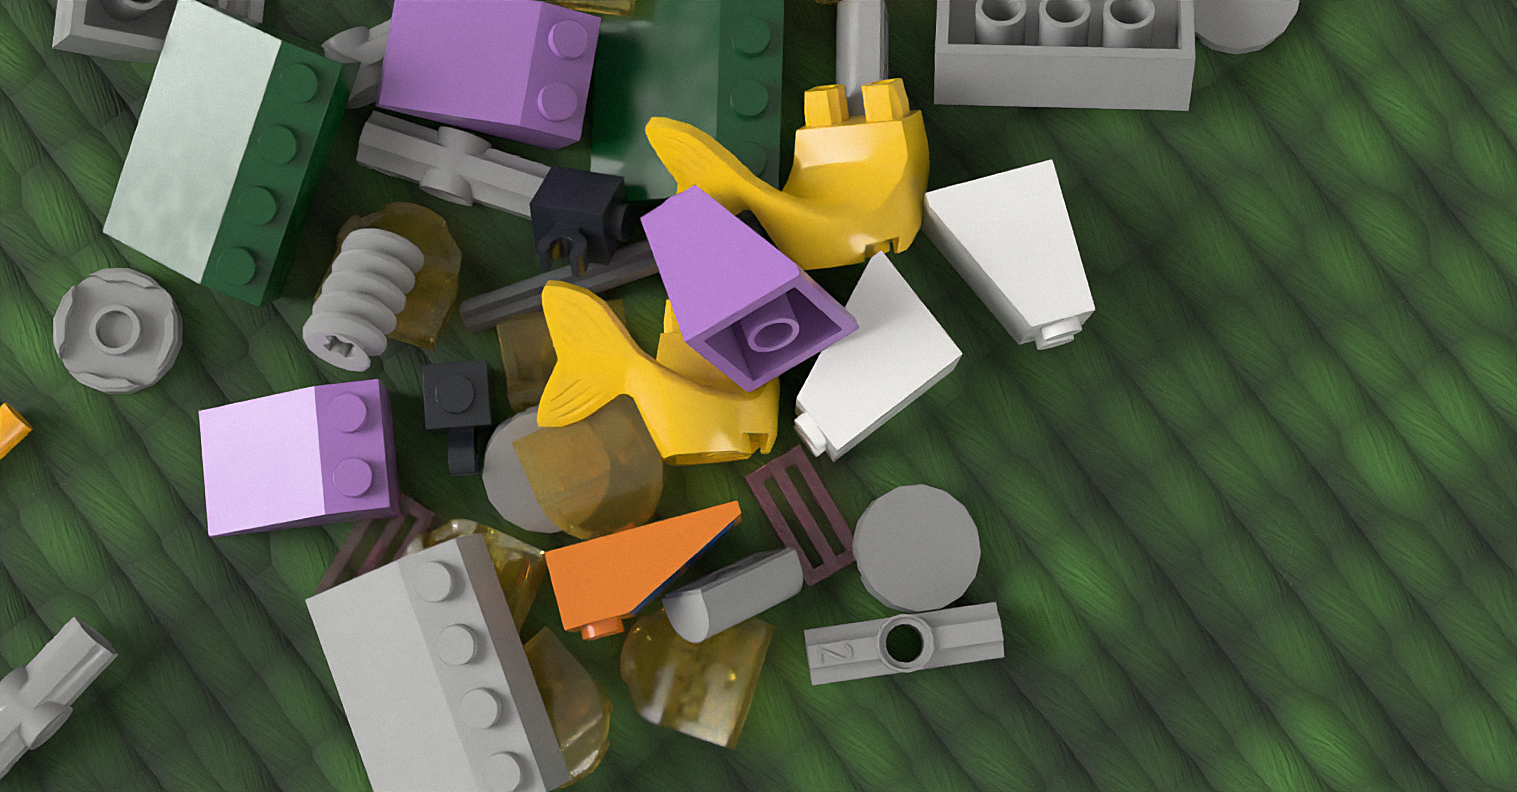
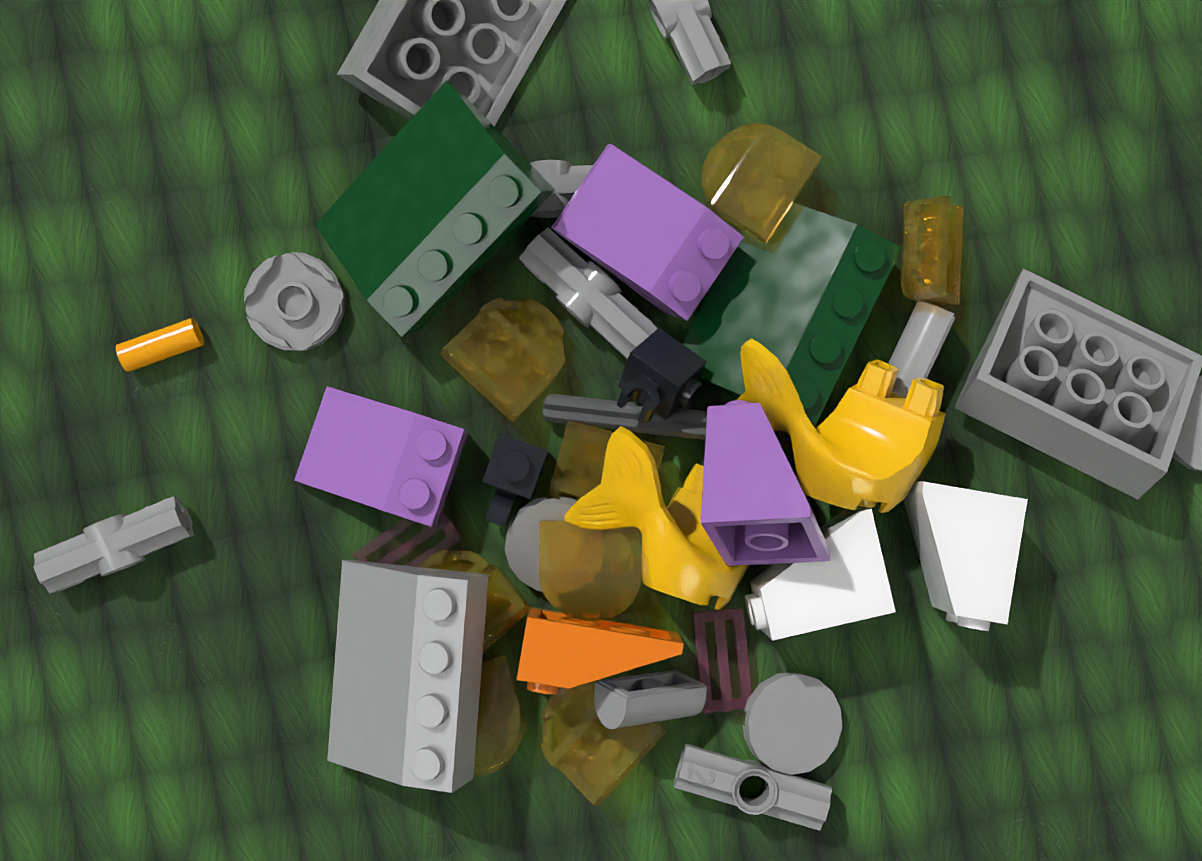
camera: 20 degrees right, 5 degrees up
(362, 298) = (478, 365): light grey piece -> none

